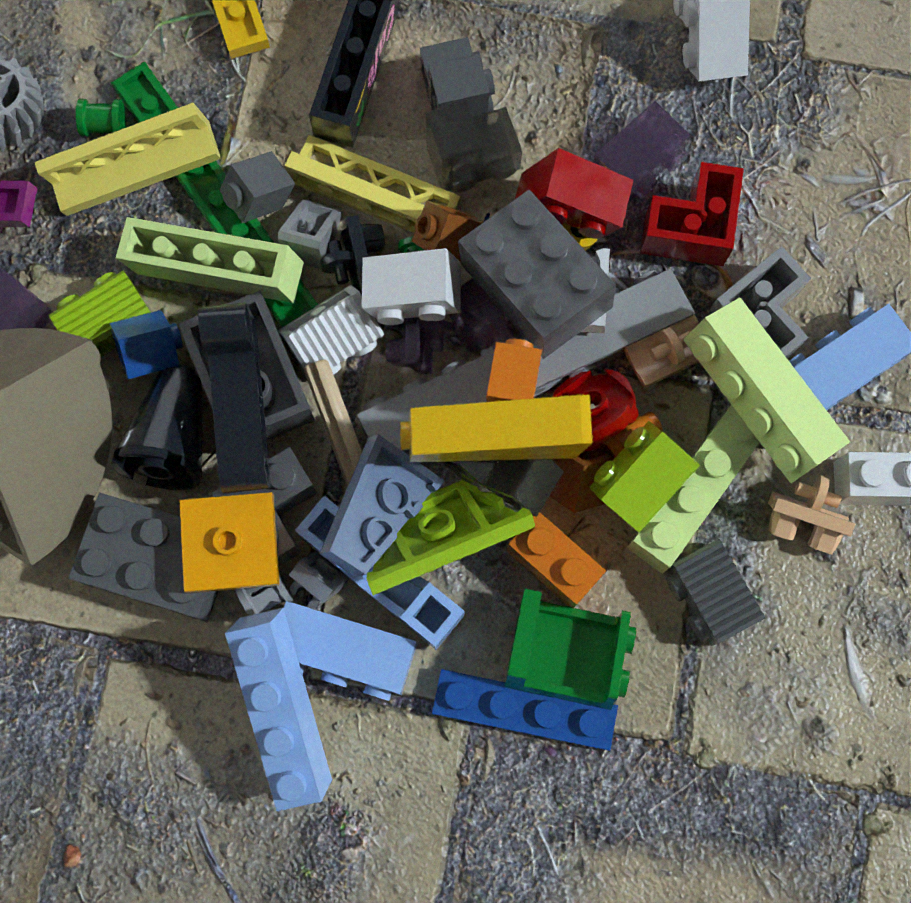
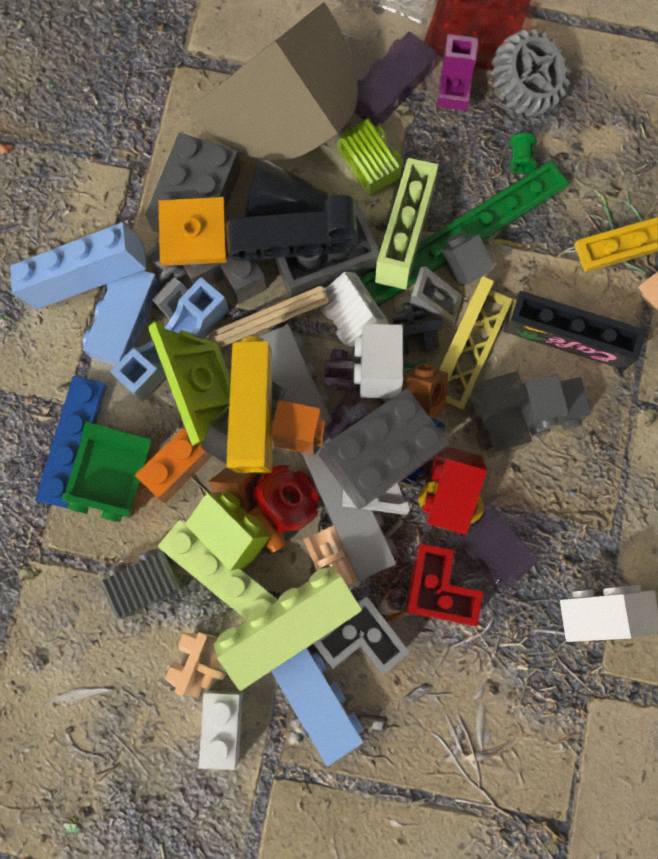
camera: 90 degrees right, 0 degrees up
(130, 159) = (488, 173): light yellow fence -> none
(146, 343) = (346, 177): blue brick -> none
(376, 505) = (207, 327): sand blue wing -> none

